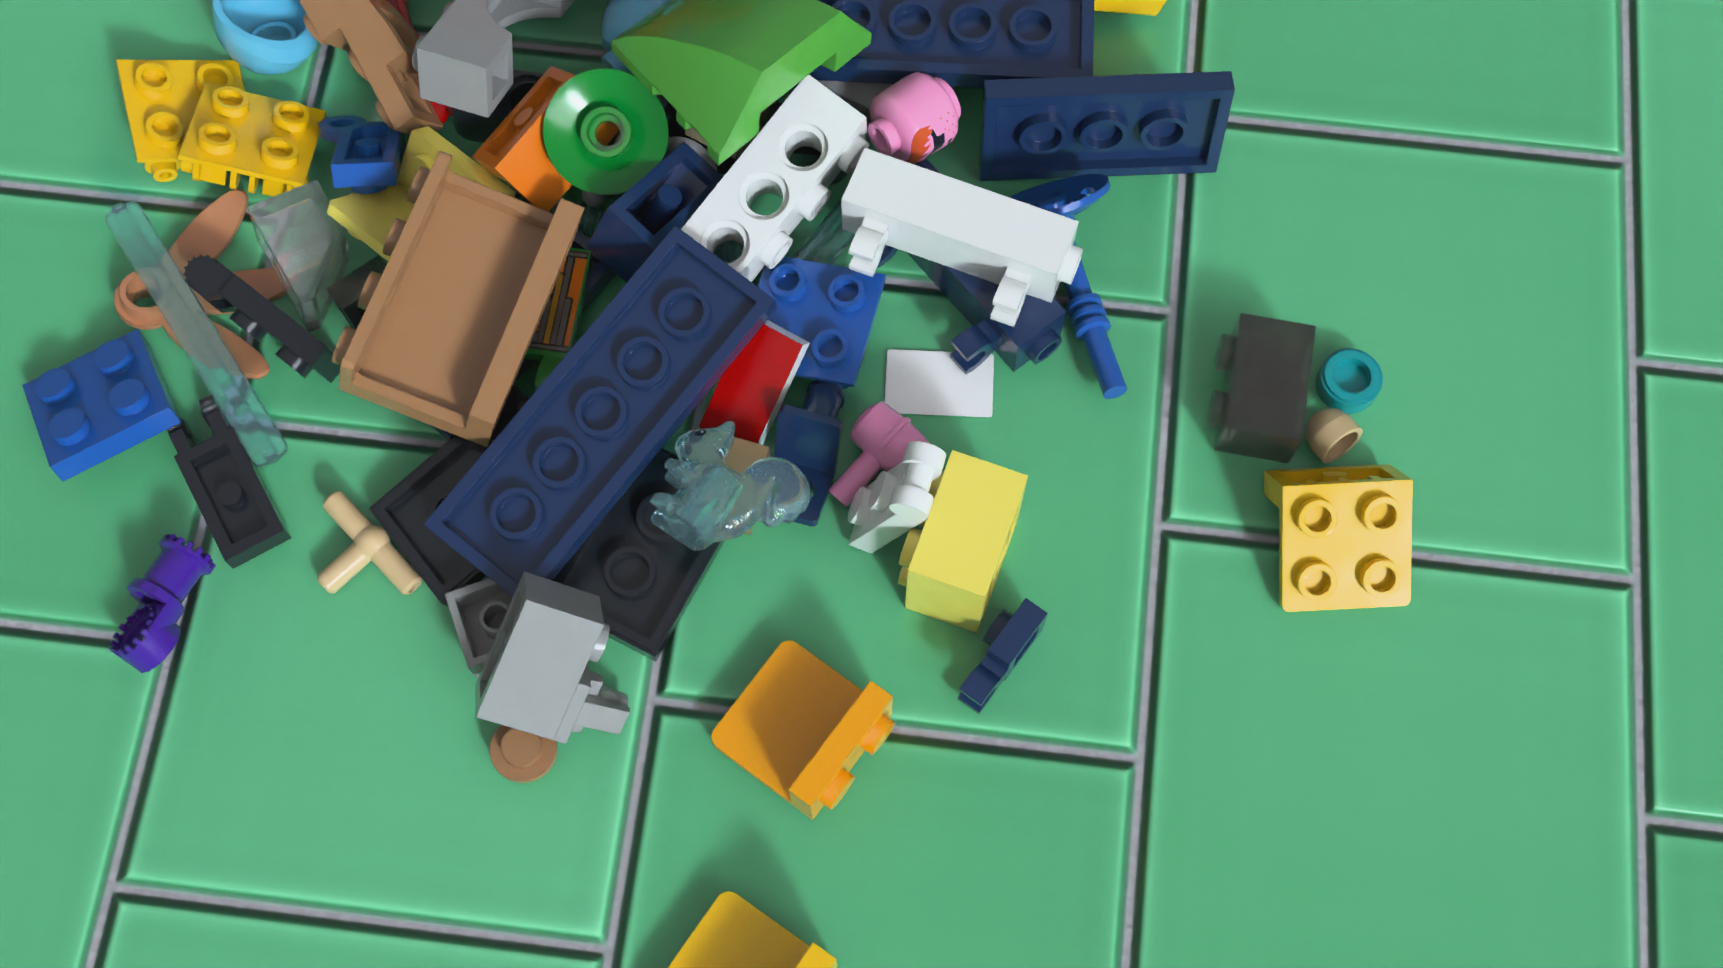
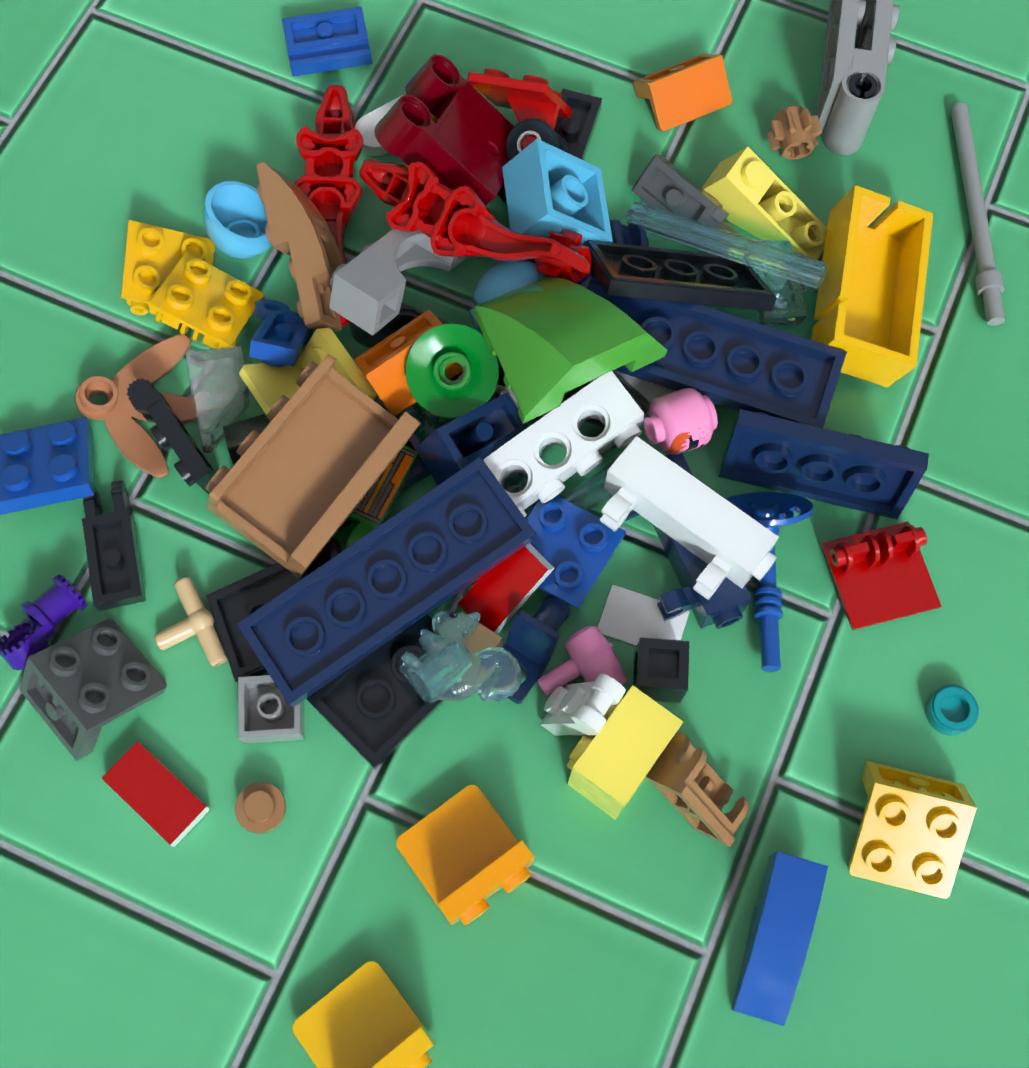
camera: 15 degrees right, 0 degrees up
(196, 334) = (124, 434): clear light blue axle -> none
(246, 662) = (88, 684): none -> dark grey bracket
(381, 773) = (155, 794): none -> red tile
(540, 668) = (288, 755): light grey hinge -> none
(982, 424) = (662, 669): none -> black brick
(1008, 642) = (635, 835): dark blue plate -> none
(1068, 562) = (697, 790): none -> medium nougat hinge
(1216, 242) = (881, 574): none -> red hinge
(1221, 708) = (779, 937): none -> blue slope
(1263, 388) = (883, 698): clear smoke brick -> none
(1332, 433) = (926, 748): tan hinge -> none

